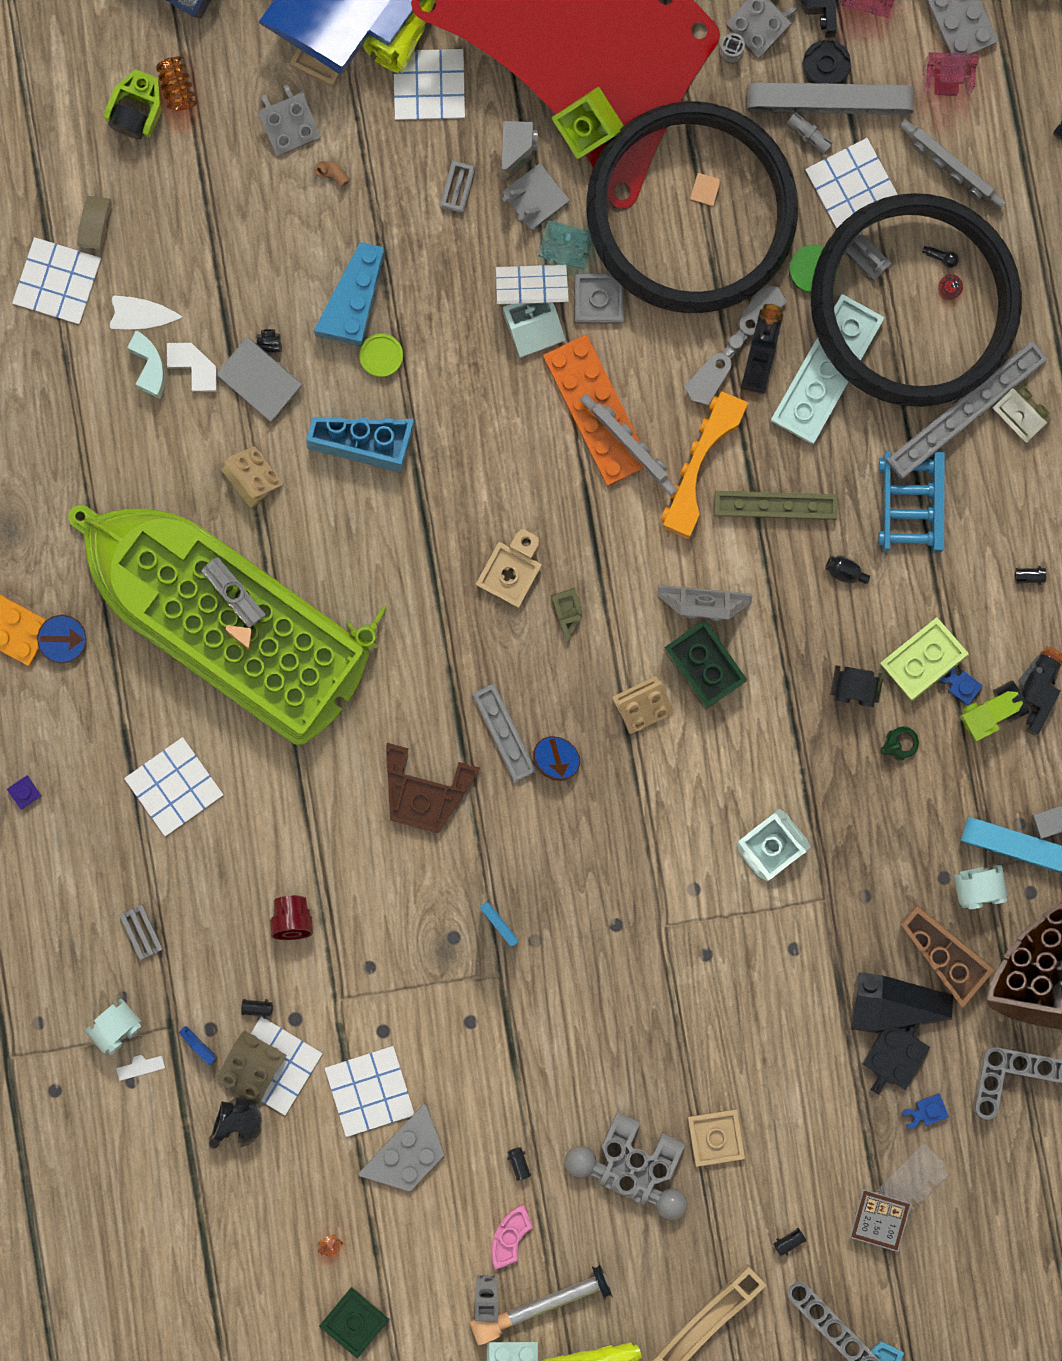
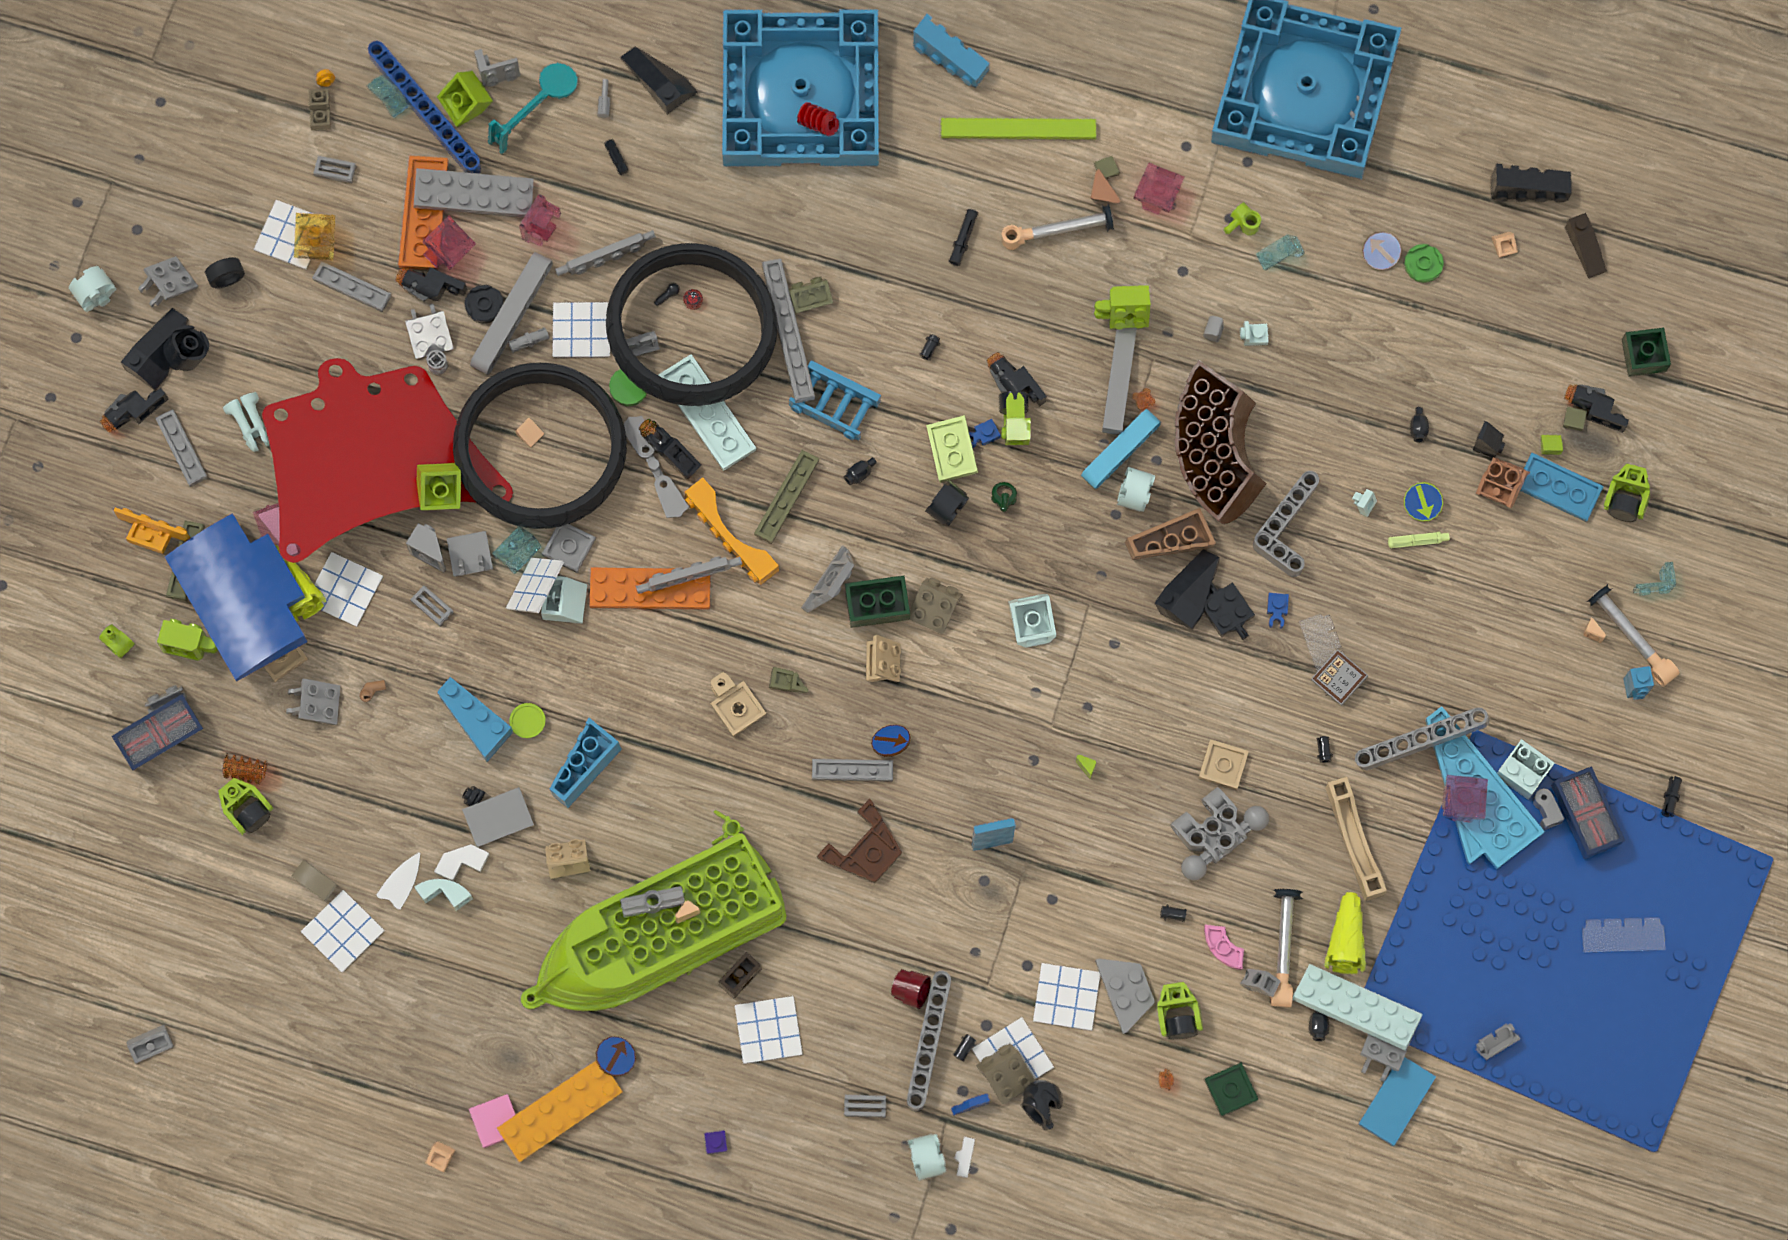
camera: 65 degrees left, 10 degrees down
(213, 726) = (740, 975): none -> dark brown brick
(233, 972) = (932, 1031): none -> light grey beam
(395, 1235) = (1180, 1026): none -> lime piece
(638, 987) = (1086, 764): none -> lime slope
(735, 729) = (934, 605): none -> dark tan bracket

